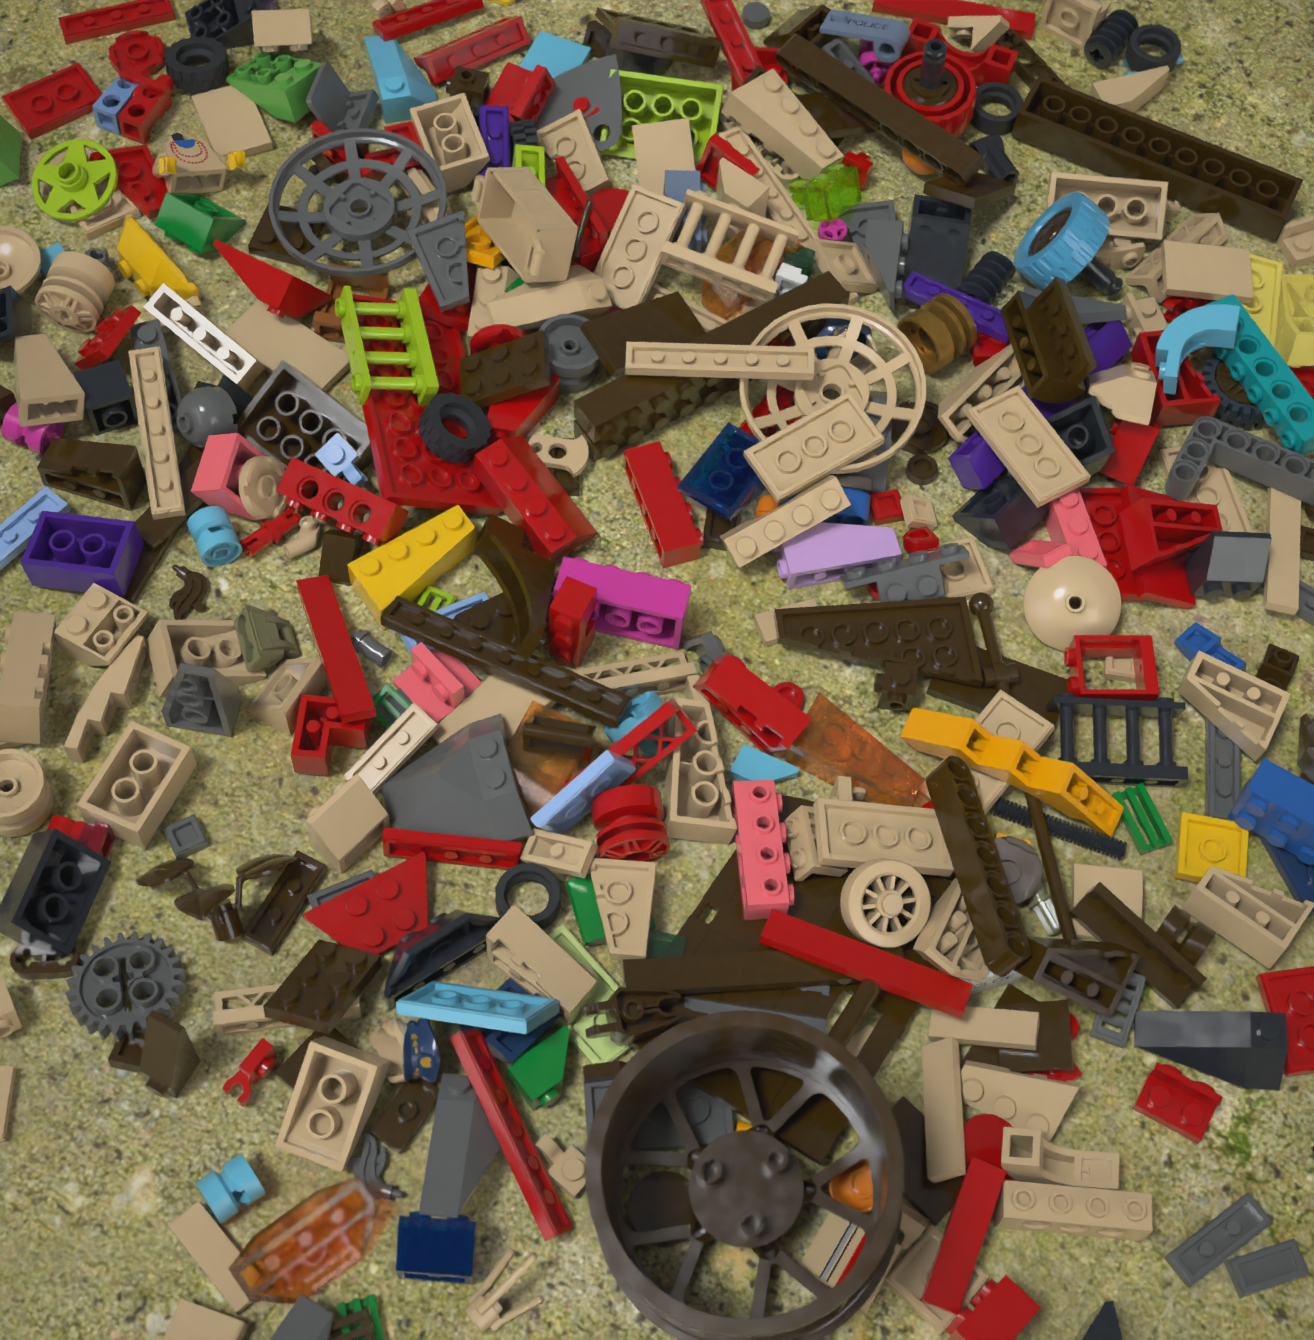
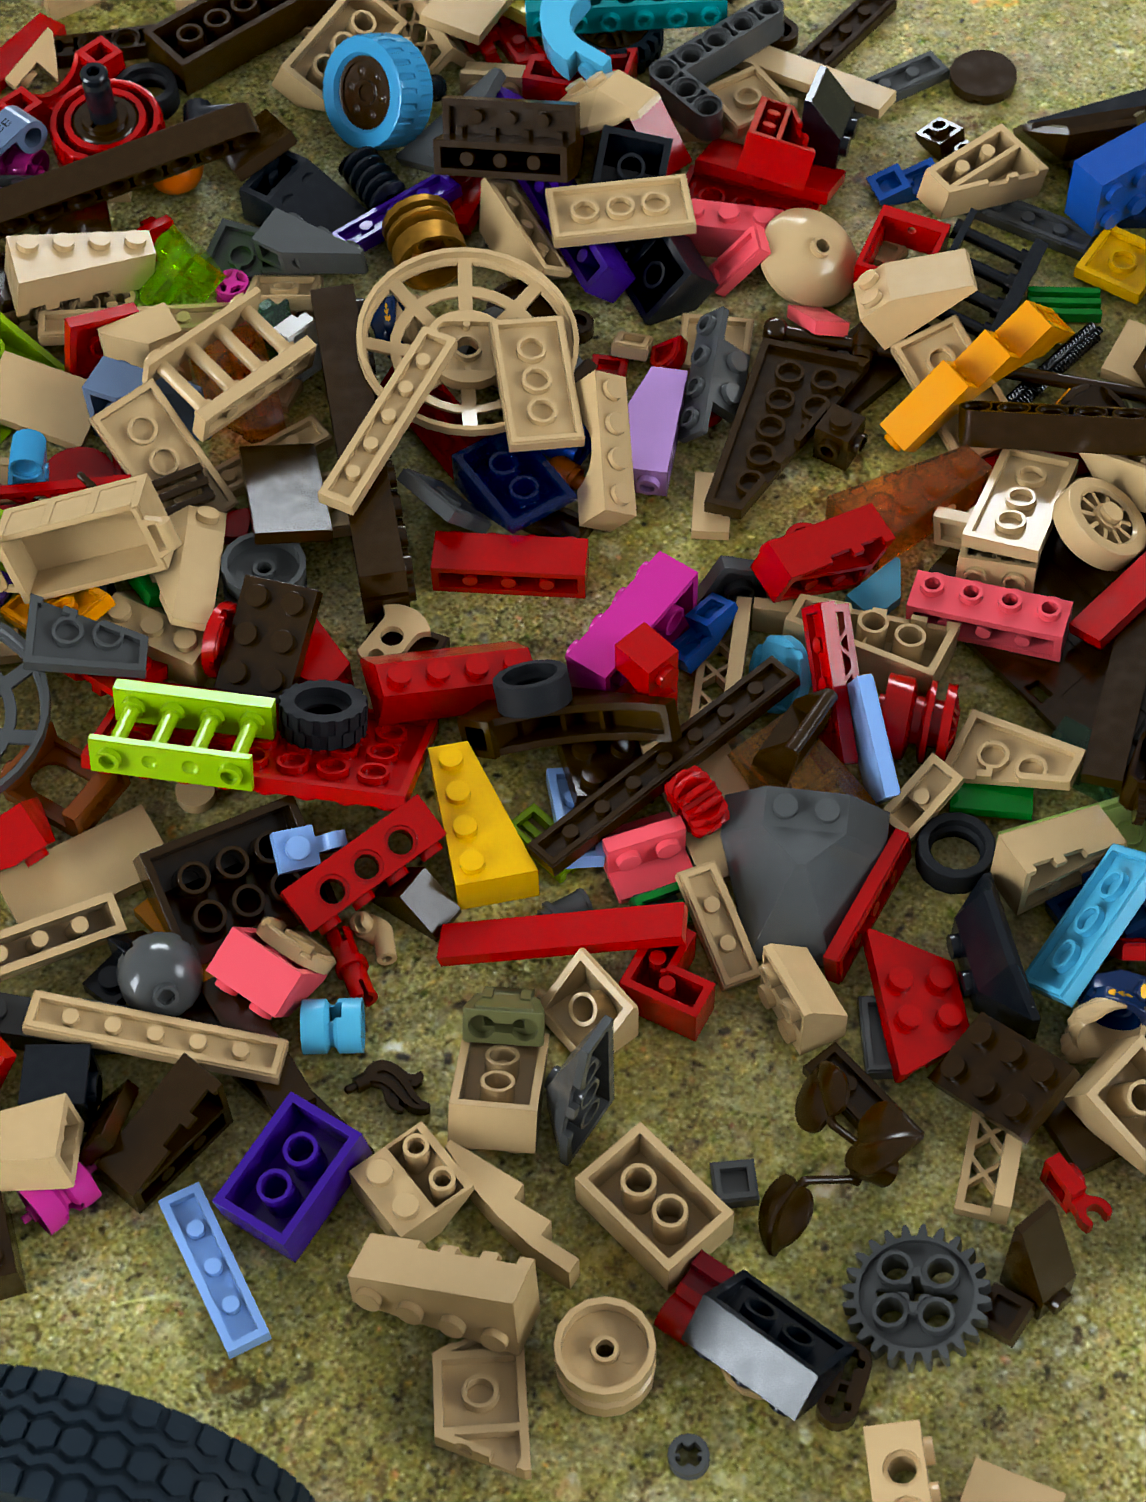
camera: 60 degrees left, 5 degrees down
(89, 433) = (108, 1123): none -> dark brown tile
(477, 692) = (697, 801): none -> red gear
(518, 557) = (532, 689): none -> black tyre
(590, 252) = (179, 476): none -> dark brown tile
(591, 171) = (28, 458): none -> dark azure piece
(660, 653) = (707, 626): none -> blue slope
(689, 432) = (444, 501): none -> dark grey tile
(1007, 631) = (818, 320): none -> coral tile
(1052, 681) = (912, 292): none -> tan slope
(1235, 499) = (741, 97): none -> tan tile

